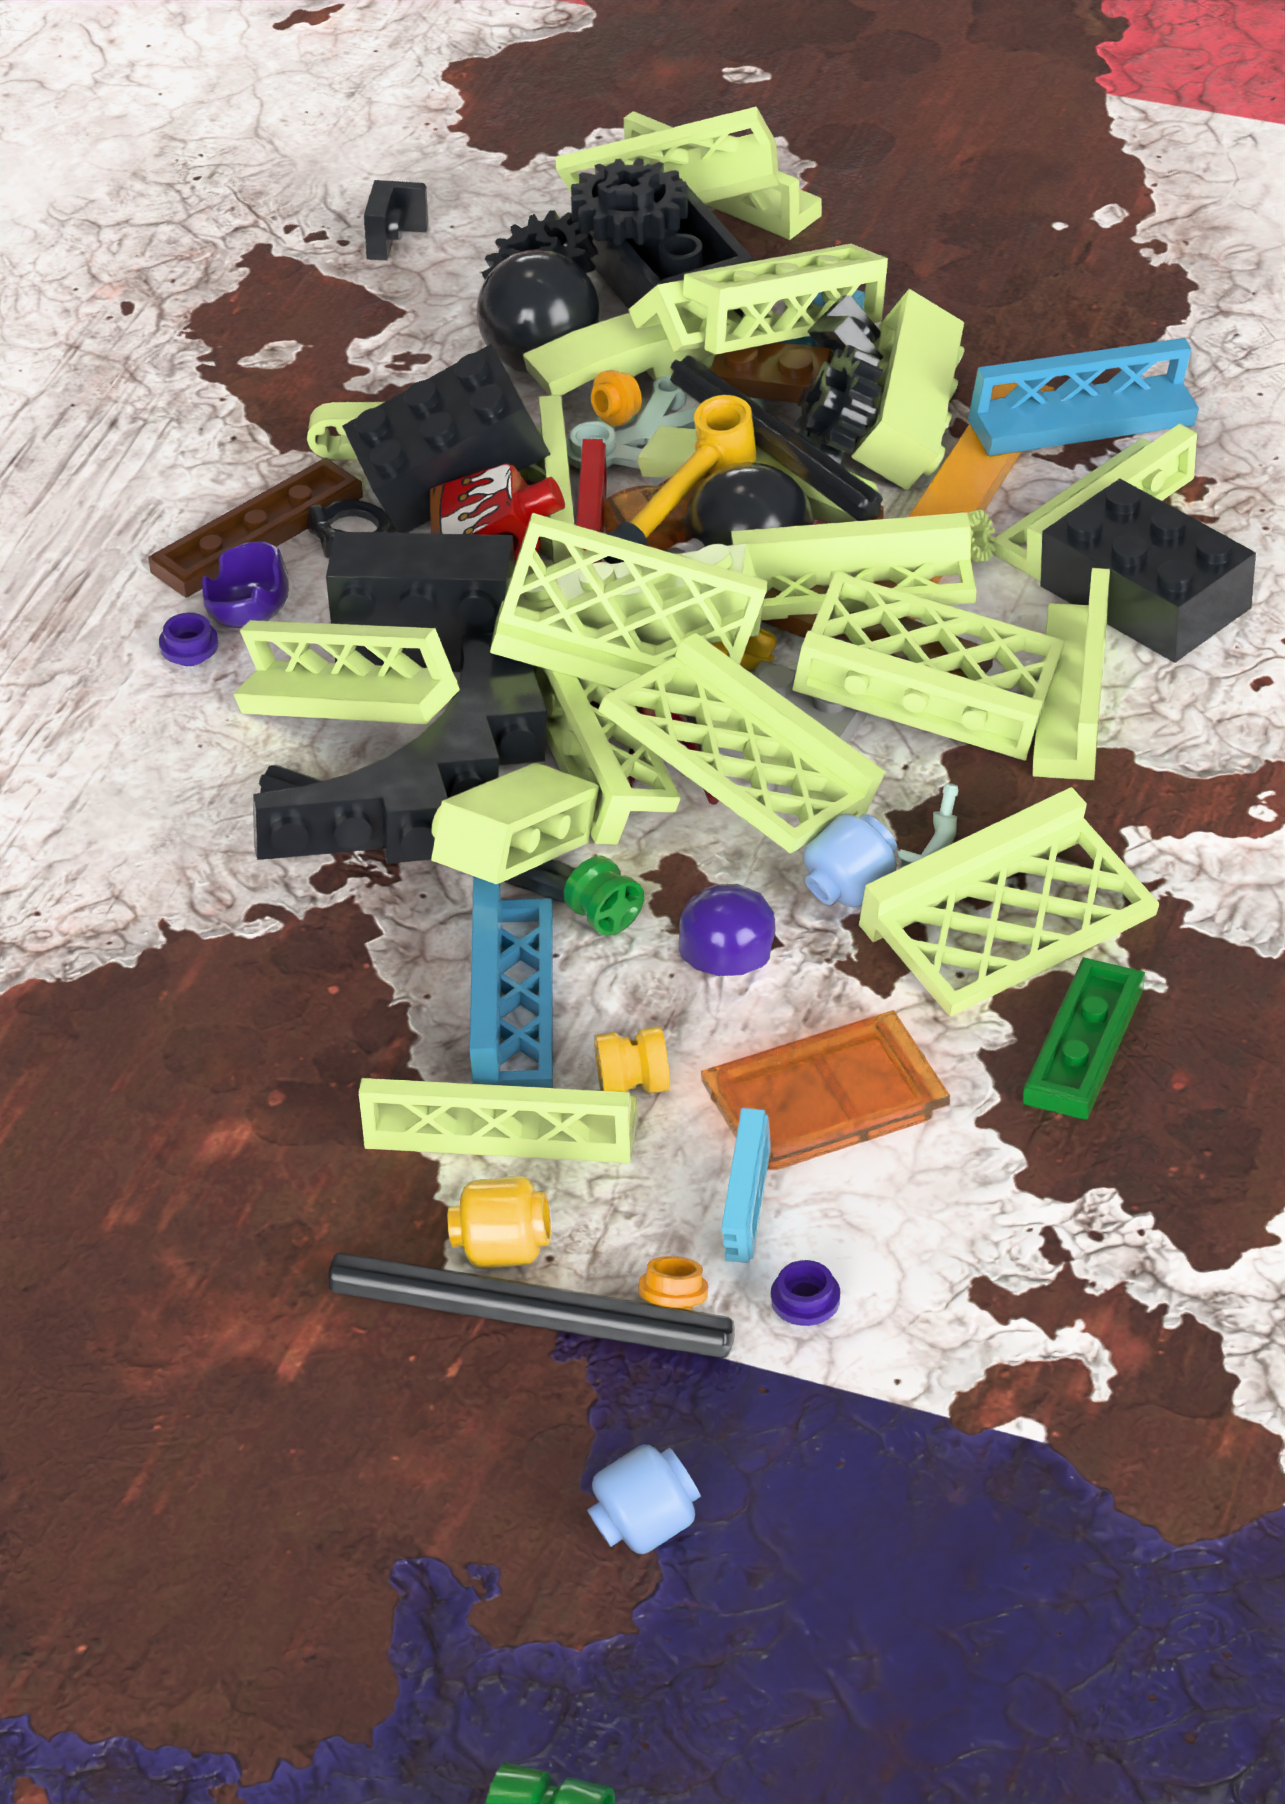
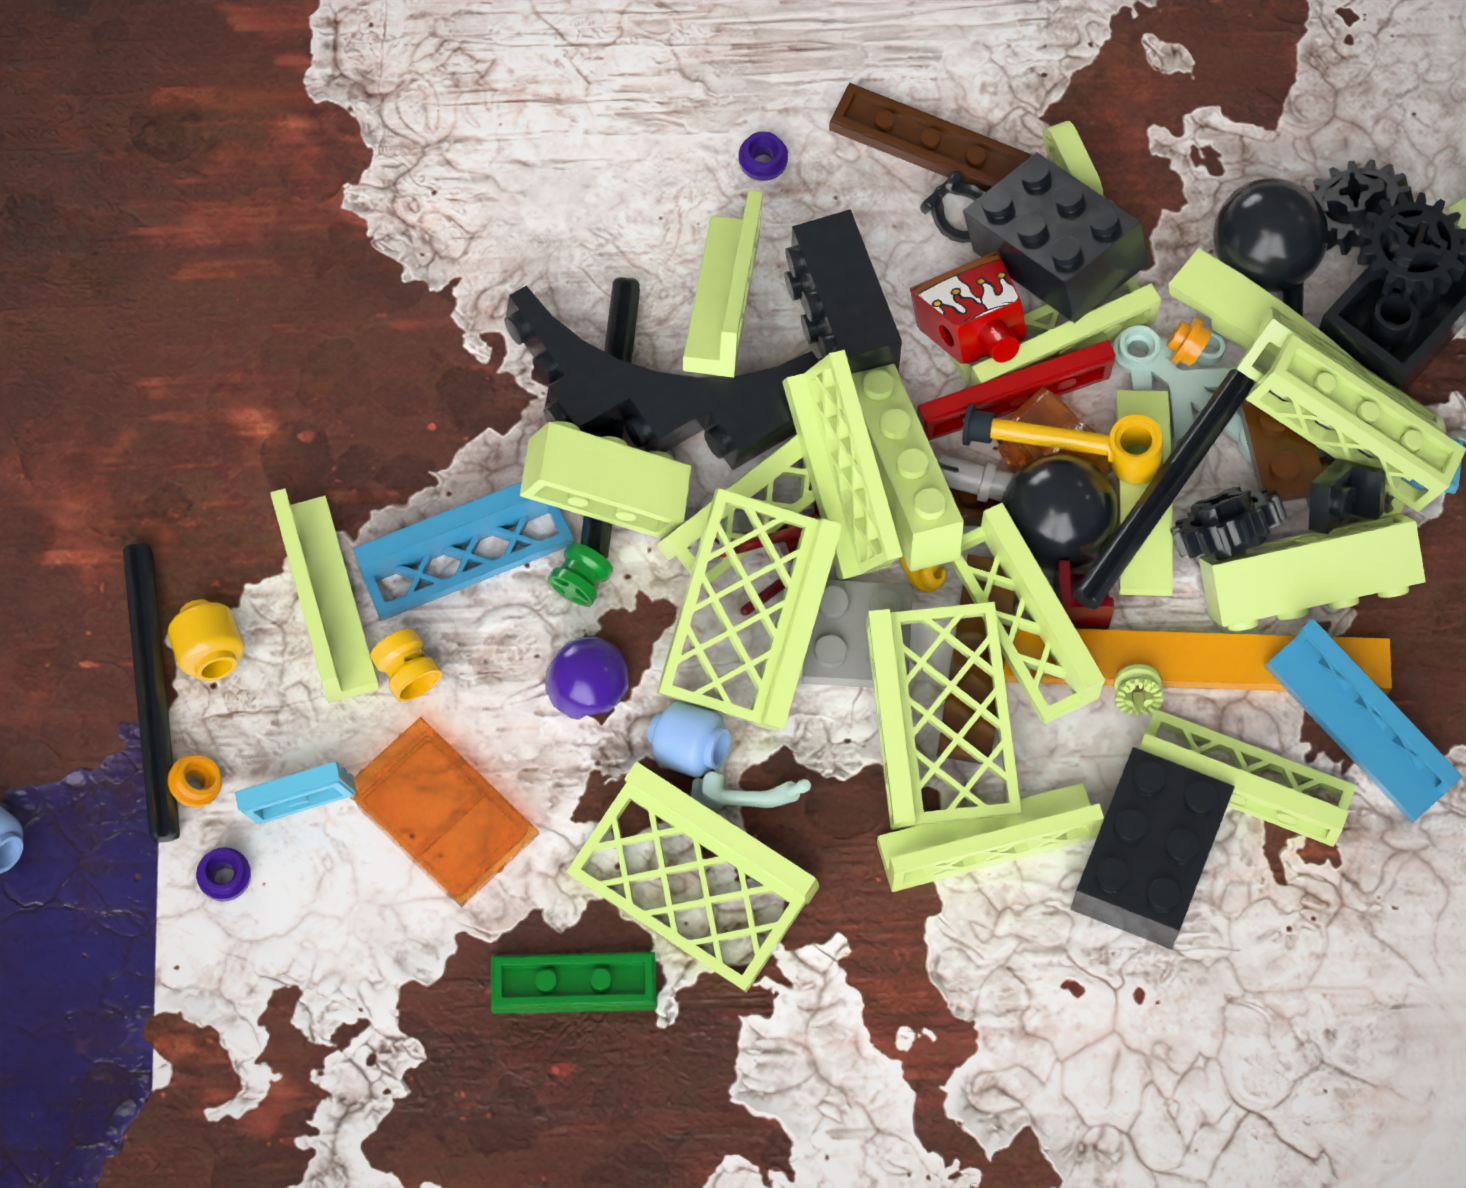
camera: 65 degrees right, 25 degrees up
(248, 585) = (830, 170): dark purple hair -> none
(390, 211) = (1374, 56): black bracket -> none

